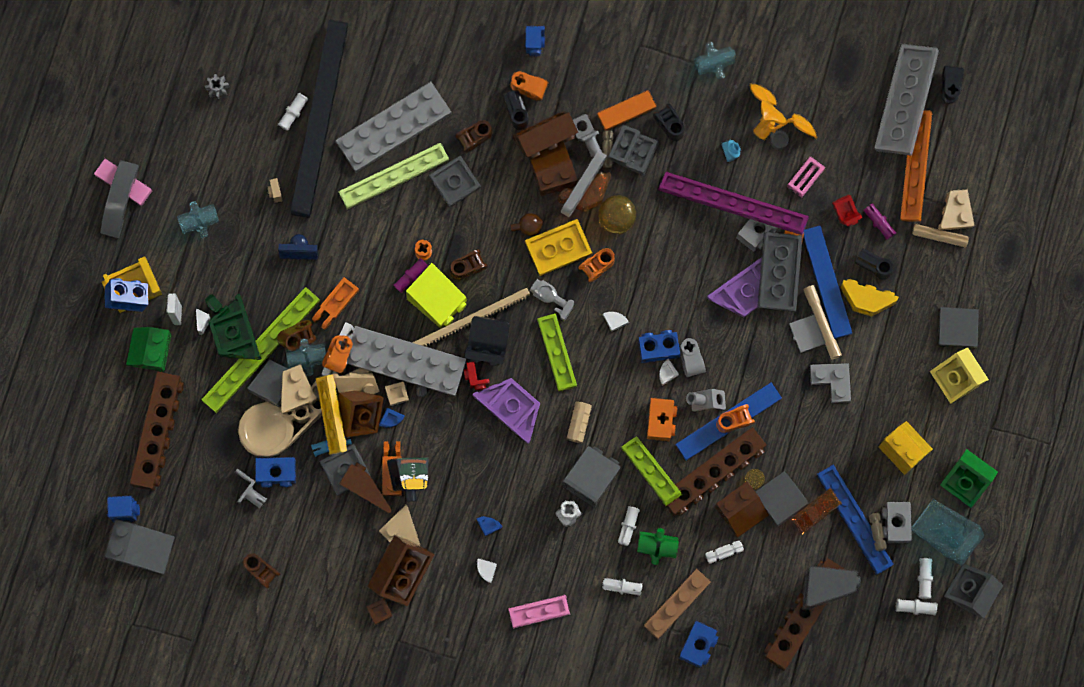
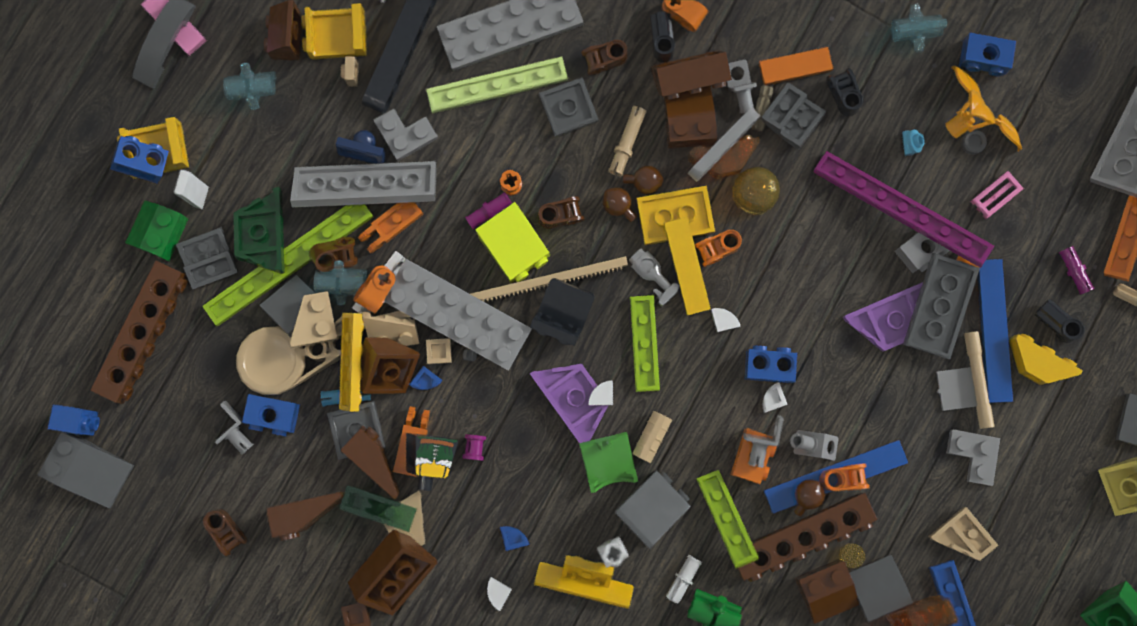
camera: 20 degrees right, 5 degrees up
(194, 362) = (207, 258): none -> dark grey slope
(202, 321) = (225, 211): white slope -> none
(213, 303) = (244, 192): dark green tile -> none
(215, 170) = (284, 31): none -> reddish brown slope
(255, 162) = (334, 32): none -> yellow panel
(307, 276) = (364, 184): none -> light grey plate
(318, 542) = (299, 516): none -> reddish brown slope
(329, 235) = (404, 140): none -> light grey plate
(378, 523) = (378, 508): none -> clear green slope
(441, 461) = (474, 447): none -> magenta bush
(470, 374) = (533, 348): red bracket -> none
(507, 198) = (623, 150): none -> tan pin
(511, 247) = (618, 202): none -> reddish brown piece
(533, 397) = (602, 394): none -> white tile
(549, 448) = (608, 461): none -> bright green piece
(552, 542) = (585, 580): none -> yellow bracket
(576, 284) = (687, 266): none -> yellow tile
(663, 407) = (760, 443): none -> light grey bracket
(691, 361) = (808, 391): light grey piece -> none
(710, 438) = (808, 495): none -> reddish brown piece
(782, 63) = (1000, 50): none -> blue brick
(837, 443) = (965, 535): none -> tan wing
(846, 211) = (1039, 248): red bracket -> none
(905, 447) = (1050, 563): yellow slope -> none

